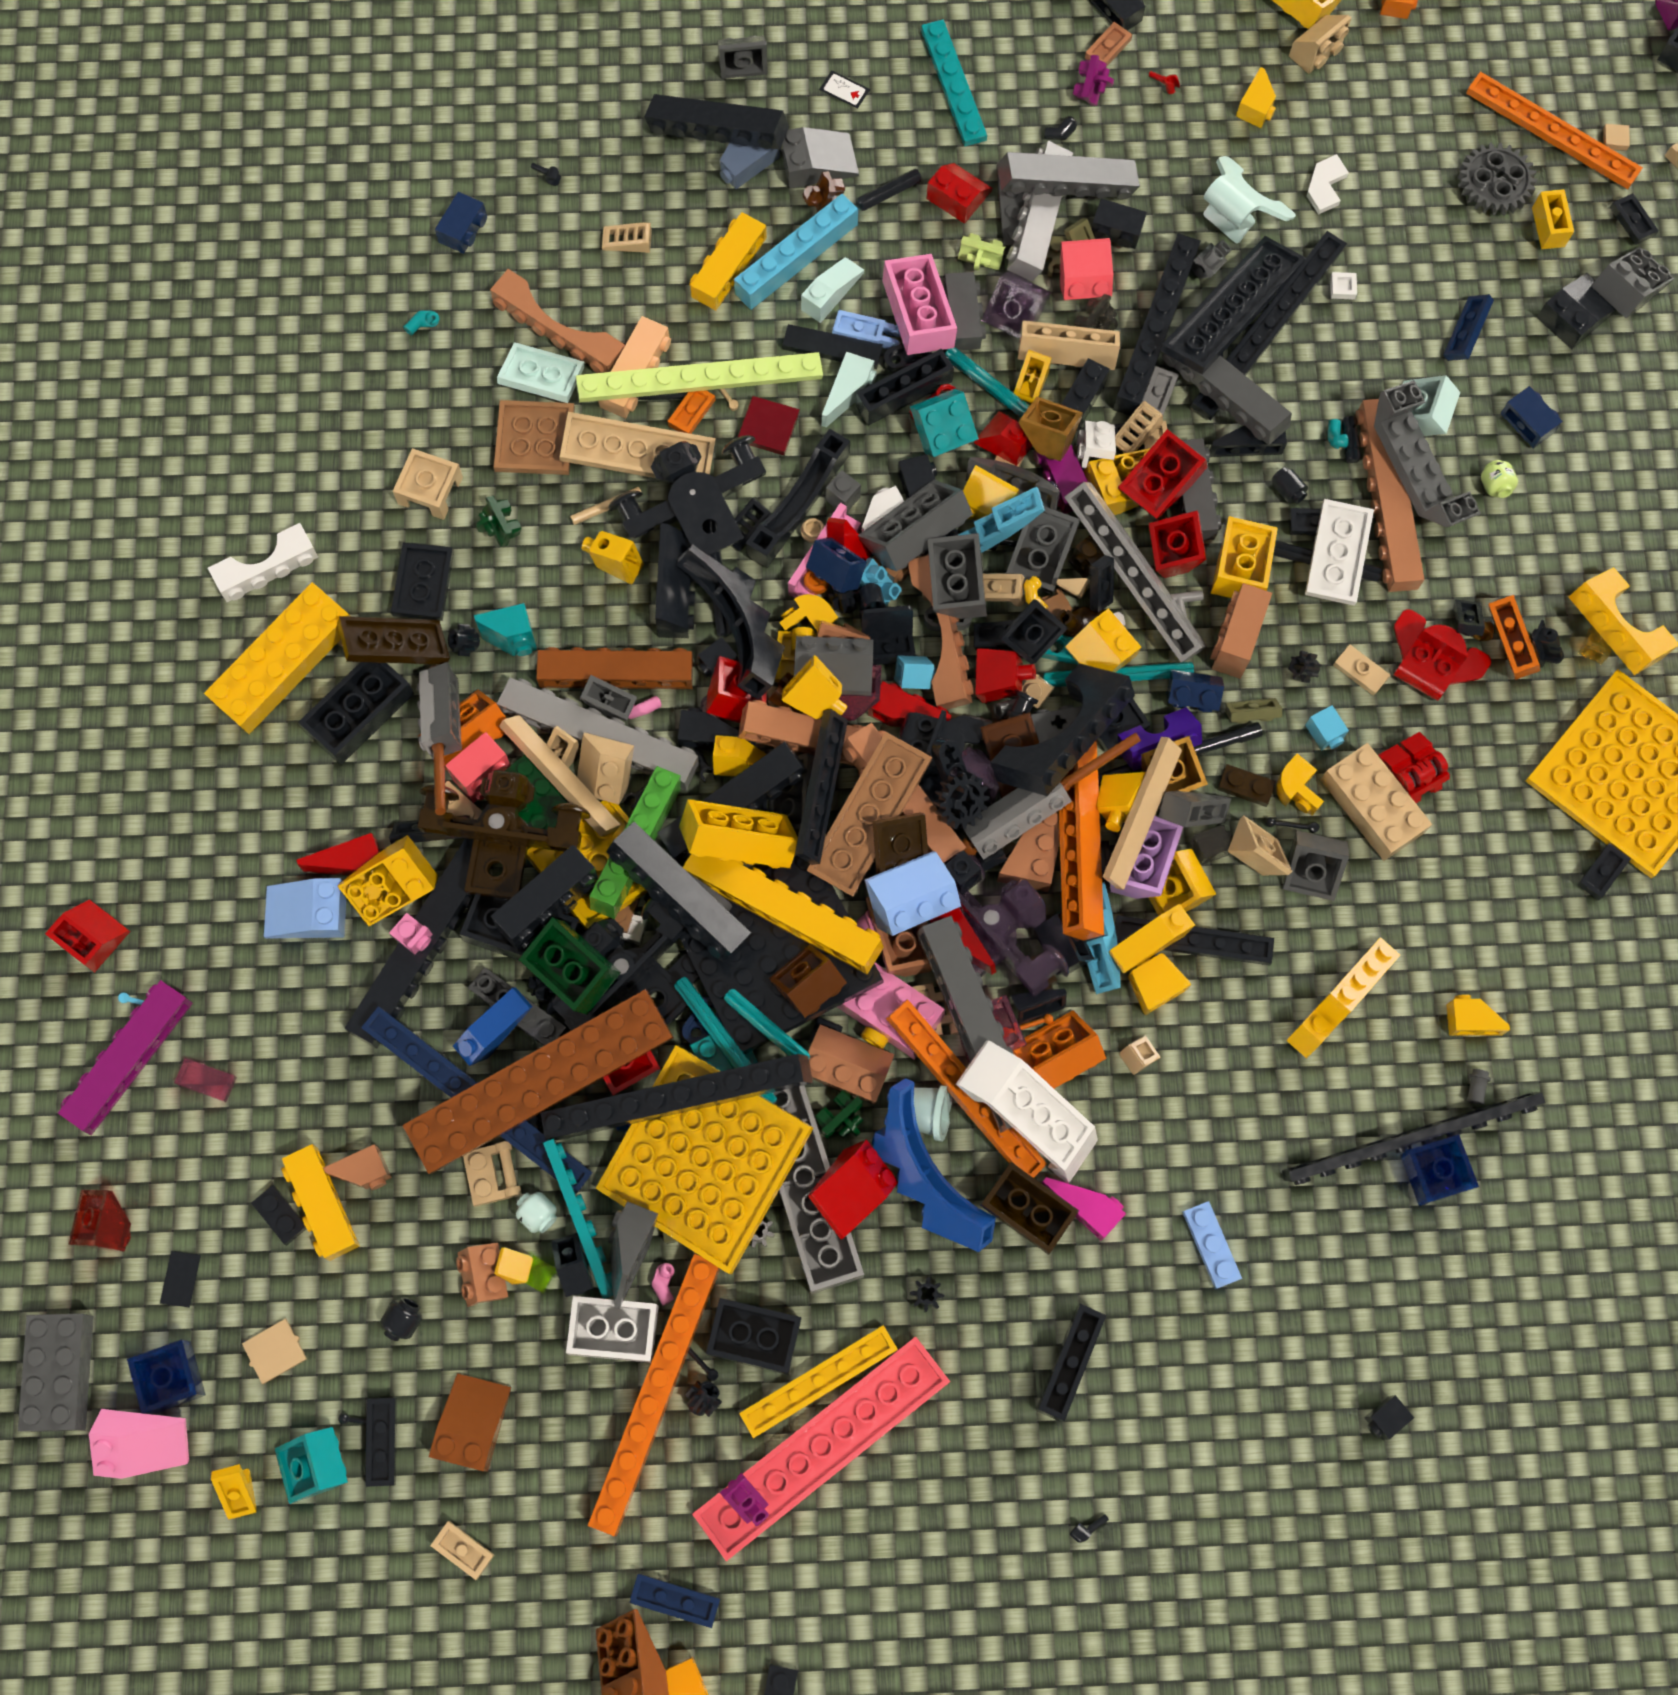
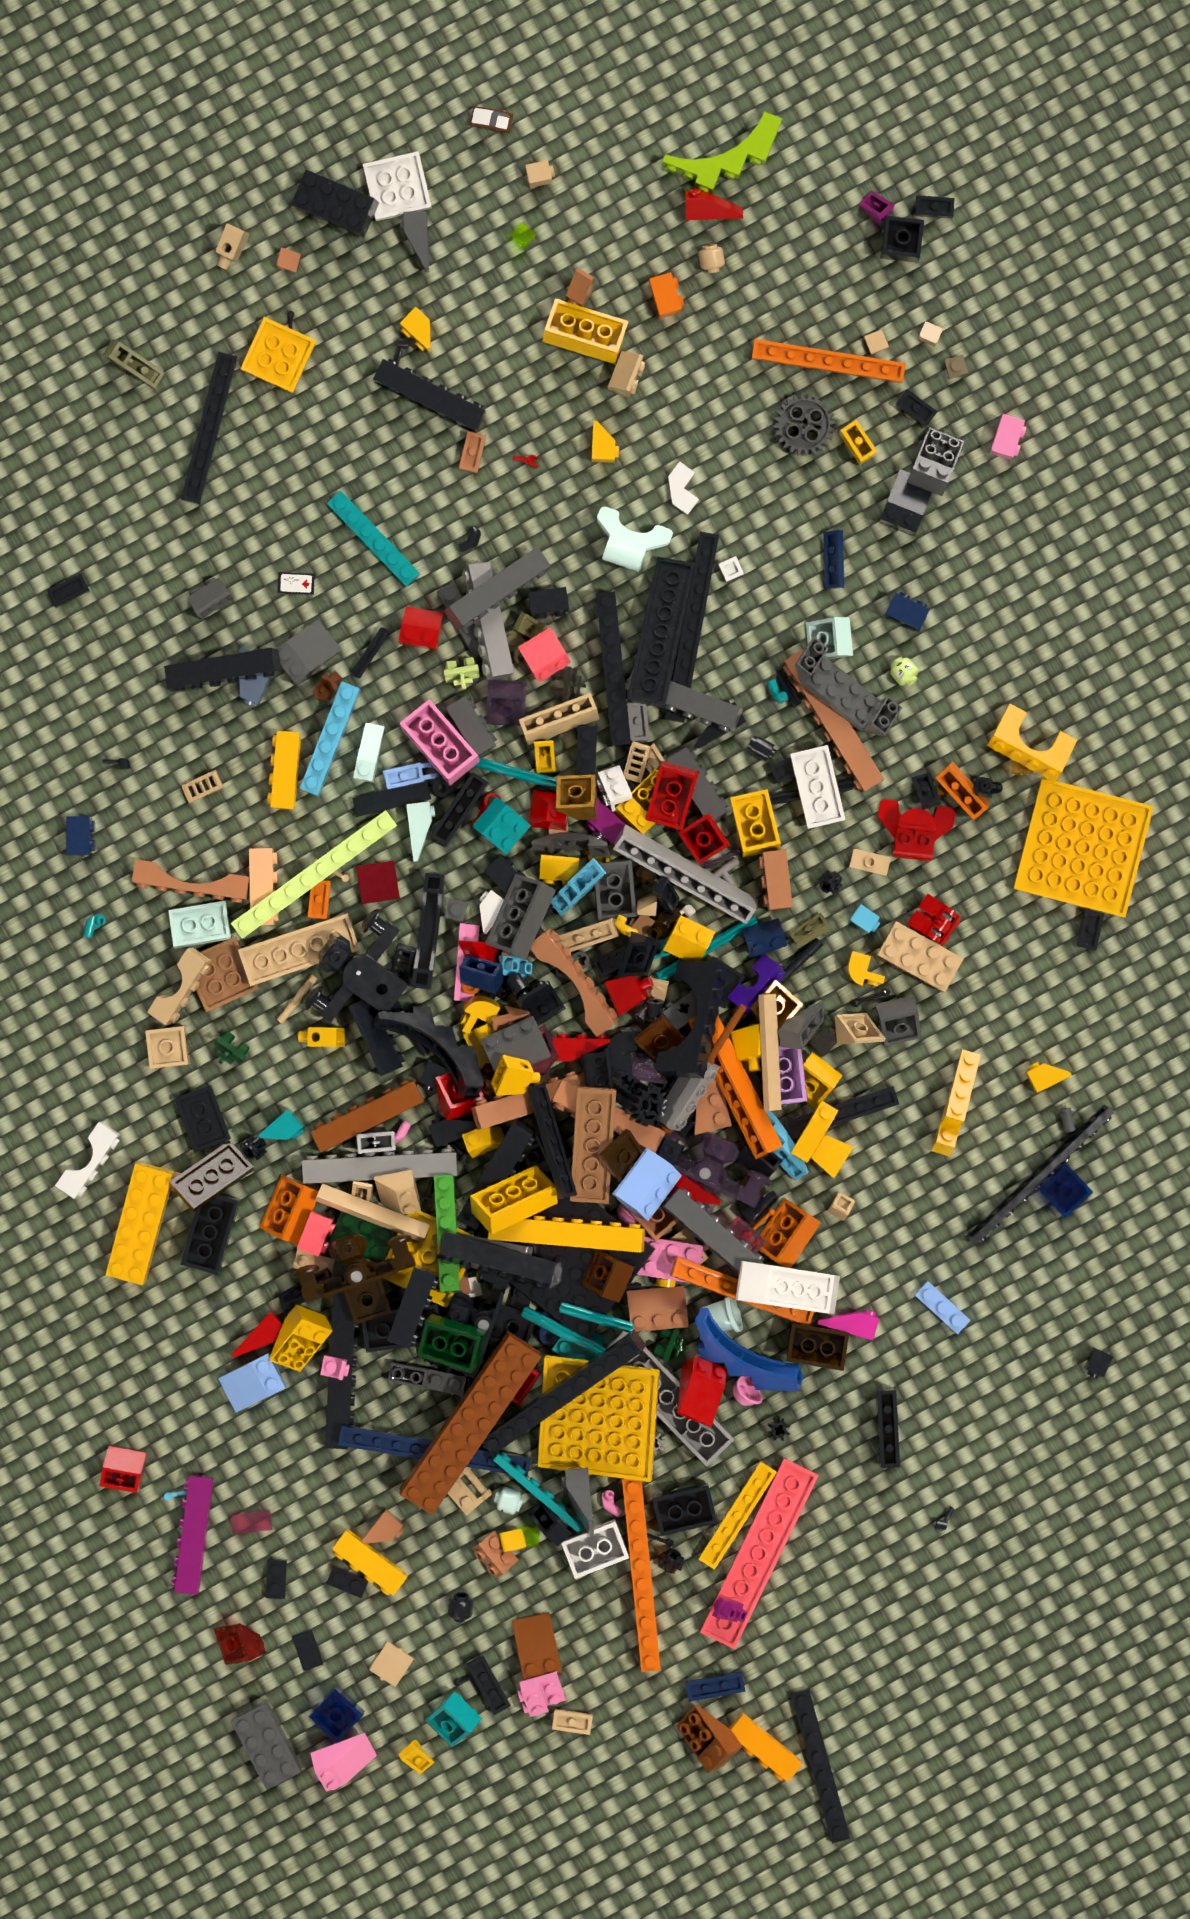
camera: 25 degrees left, 15 degrees up
(194, 1166) = (276, 1578): none -> black plate
(439, 722) = (275, 1218): piece -> none
(441, 1487) = (540, 1693): none -> bright pink plate
(492, 1027) = (419, 1401): blue slope -> none
(503, 410) = (192, 967): none -> tan arch
(811, 529) = (448, 946): tan plate -> none
(907, 1223) = (745, 1392): none -> bright pink helmet
(914, 672) = (570, 1019): medium azure brick -> none
(957, 576) = (568, 943): dark grey slope -> none
(1096, 80) = (477, 489): magenta hips -> none
(1204, 586) = (736, 852): none -> hinge
(1210, 260) = (628, 598): dark grey hips -> none
(1246, 785) = (828, 985): dark brown plate -> none

